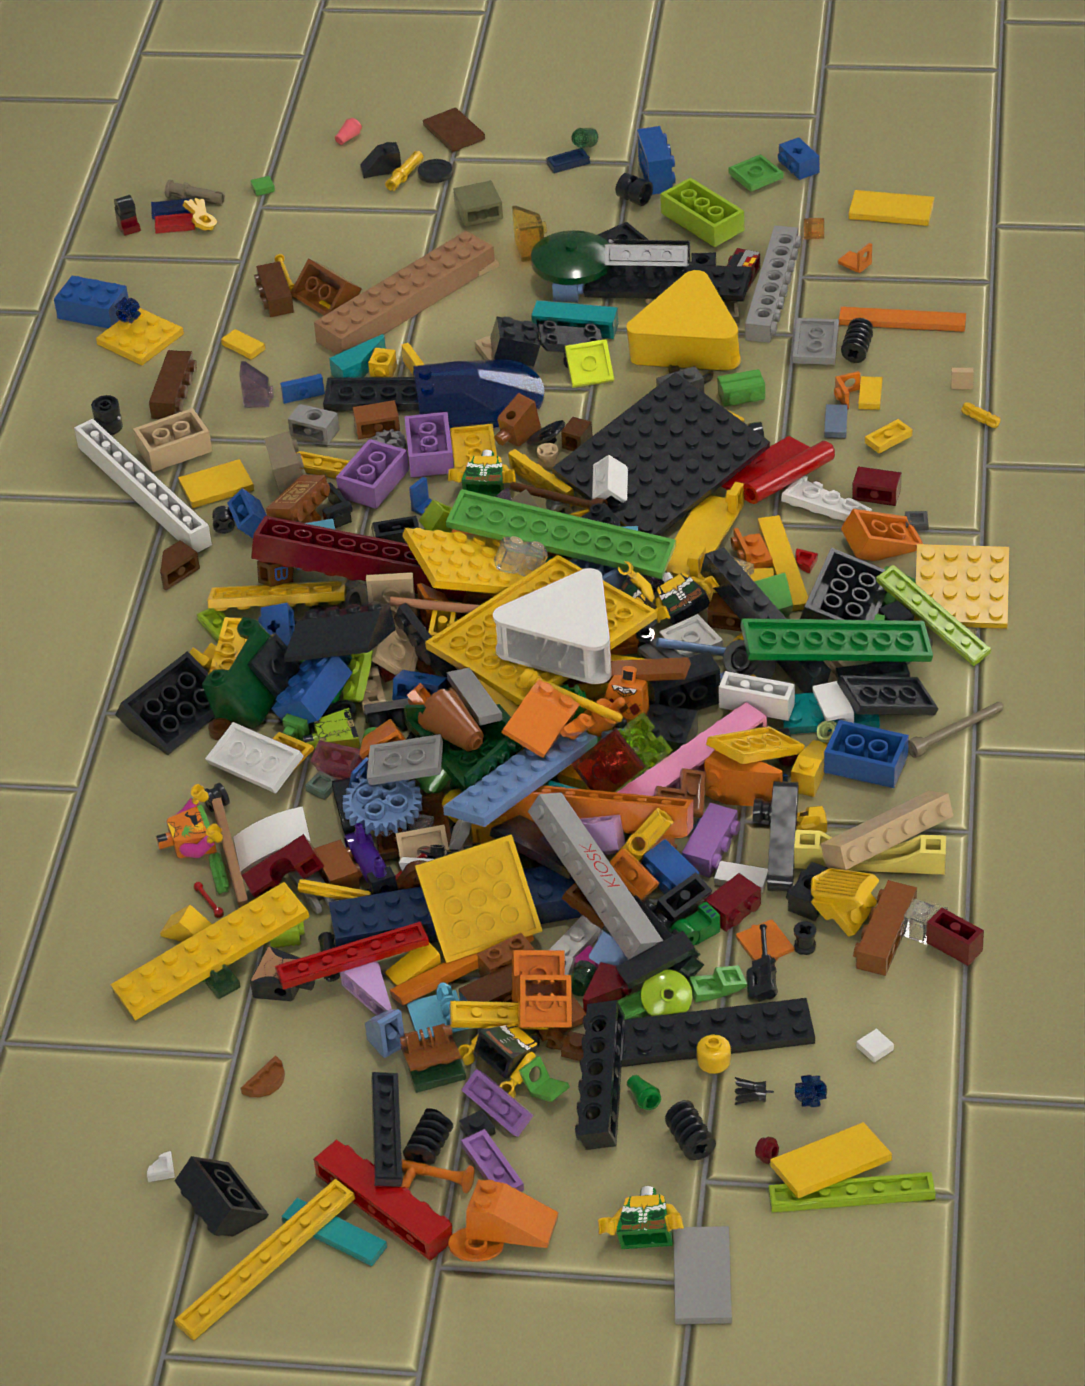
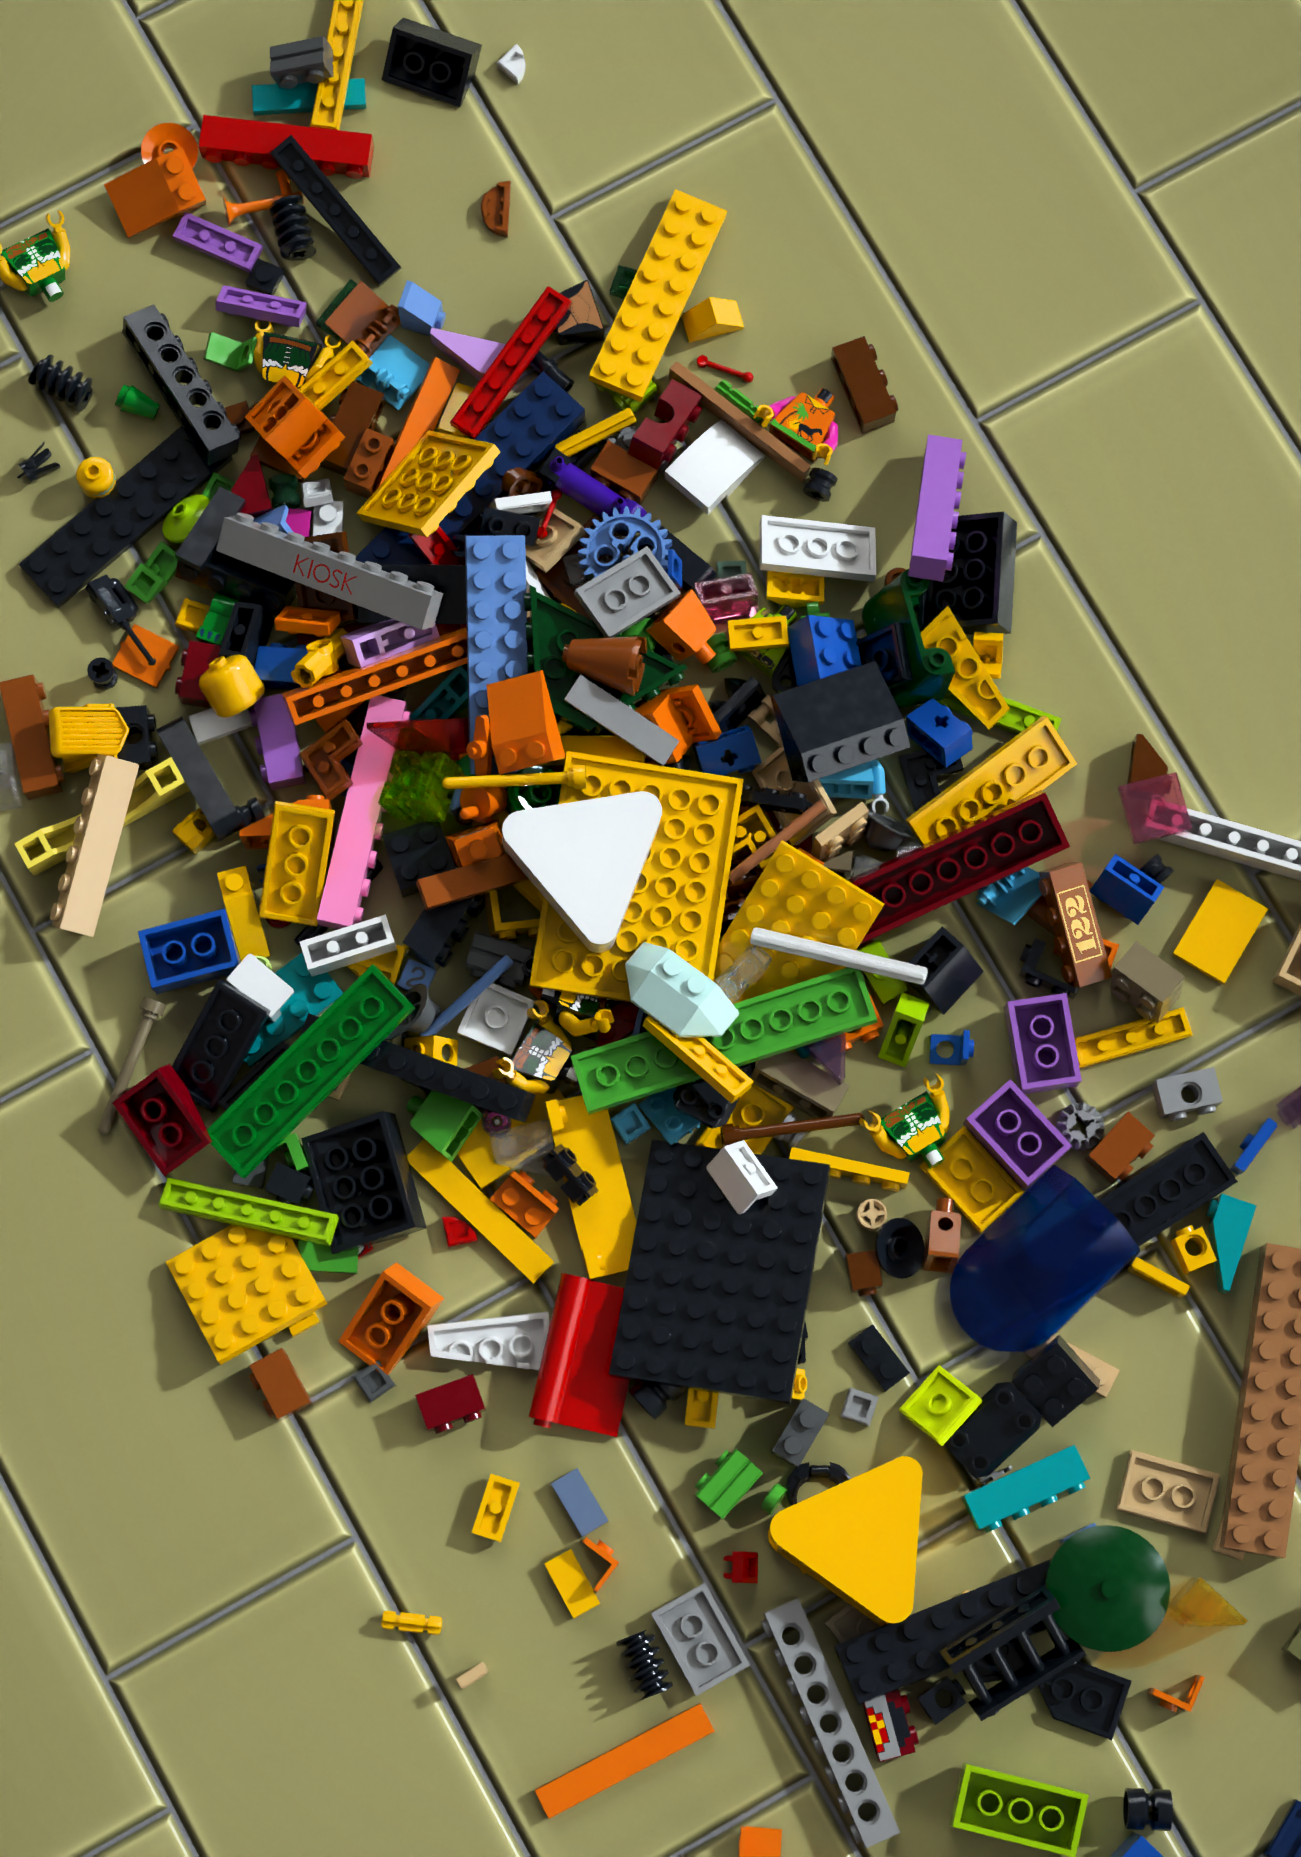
camera: 140 degrees right, 35 degrees up
(129, 835) = (864, 384): none -> reddish brown brick
(160, 720) = (936, 508): none -> medium lavender brick
(194, 526) = (1155, 808): none -> clear pink tile
(320, 1235) = (301, 62): none -> dark grey brick
(339, 722) = (757, 633): none -> yellow plate
(454, 528) = (839, 955): none -> white axle
(499, 292) = (1167, 1492): none -> tan tile
(571, 549) = (677, 993): none -> light aqua wedge
(576, 217) = (1172, 1703): none -> orange bracket
(583, 521) = (704, 1060): none -> yellow plate
(604, 404) = (878, 1358): none -> black plate
(634, 390) = (859, 1407): none -> light grey tile
(710, 945) = (191, 615): none -> yellow tile
(712, 534) = (564, 1164): none -> black hinge
(718, 862) = (231, 685): none -> yellow head
(719, 370) = (773, 1499): none -> bright green tile
(765, 355) = (743, 1567): none -> red tile
(952, 679) = (164, 1118): none -> dark red slope
(979, 530) = (280, 1385): none -> dark orange brick

